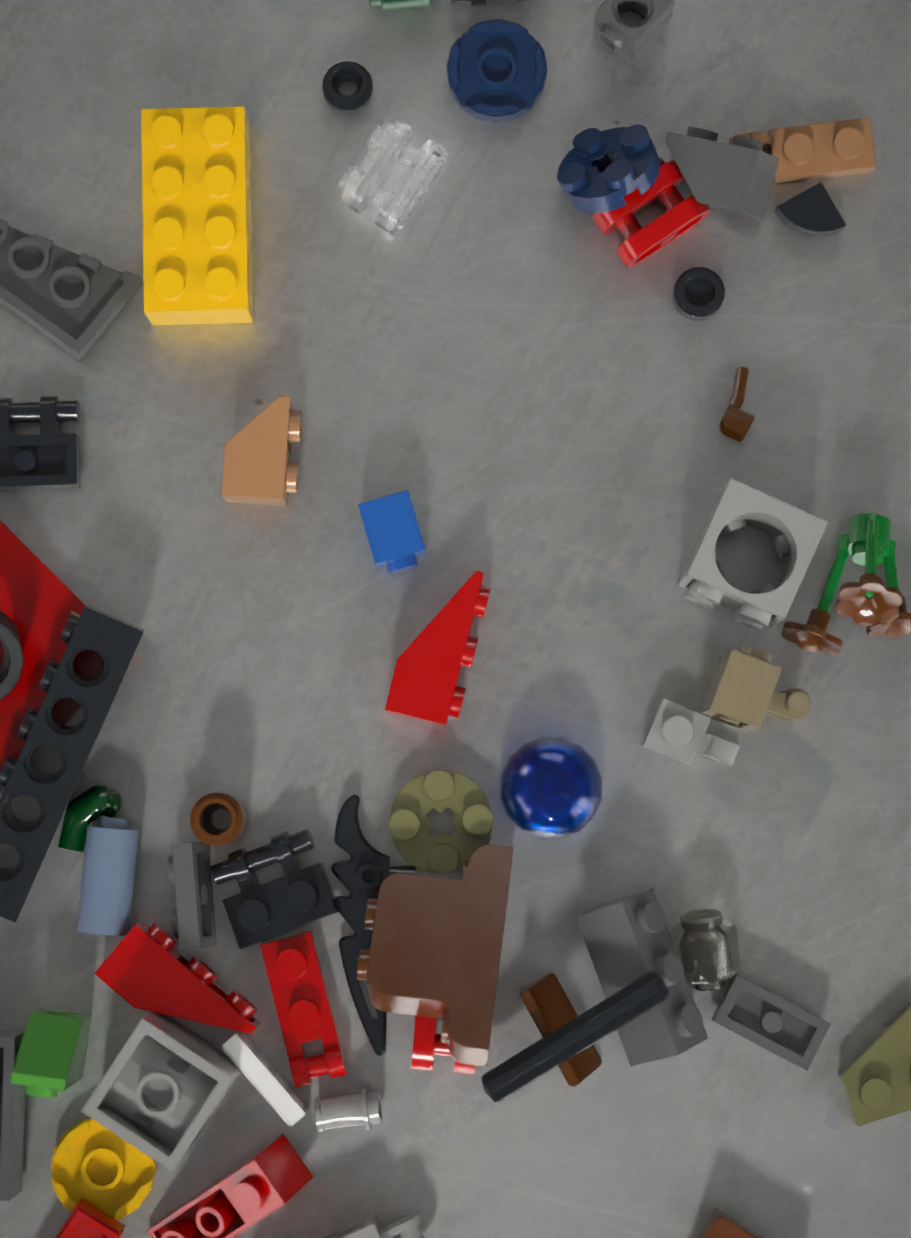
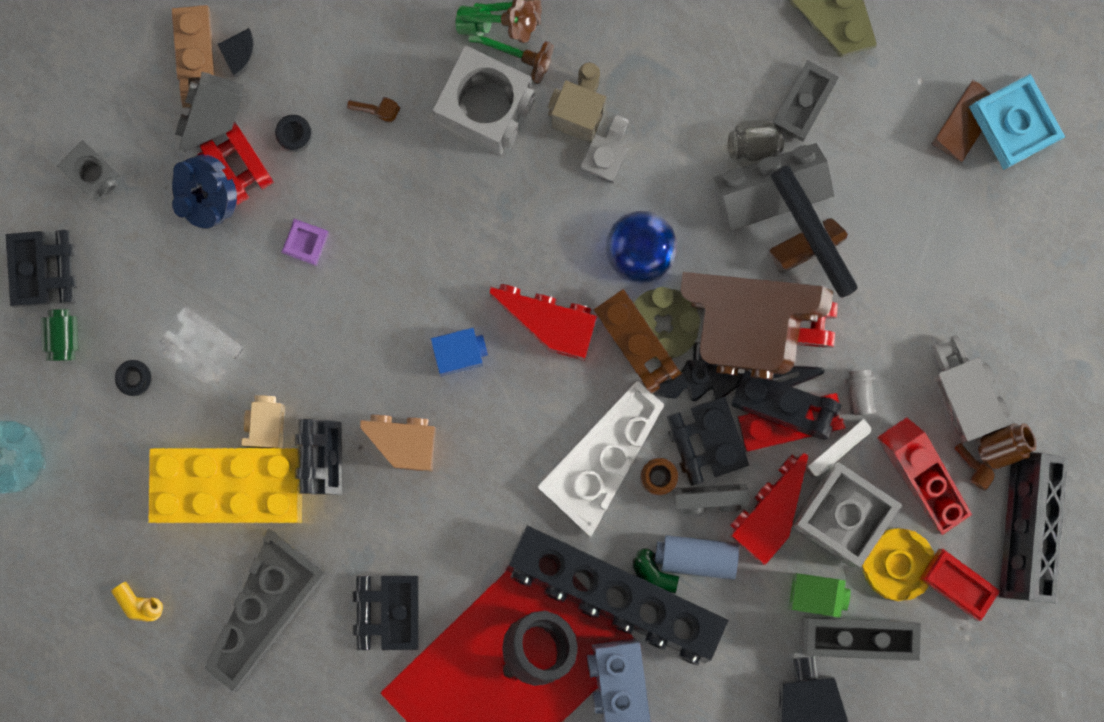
camera: 90 degrees left, 0 degrees up
(32, 104) = (137, 607): none -> yellow arm
(234, 730) = (597, 465): none -> white wing
(241, 350) = (319, 457): none -> black plate
(285, 266) = (264, 423): none -> tan brick
(323, 1001) = (786, 405): none -> black plate
(413, 783) = (636, 339): none -> reddish brown plate
(496, 70) = (125, 271): dark blue tile -> none
(544, 315) = (305, 242): none -> medium lavender tile

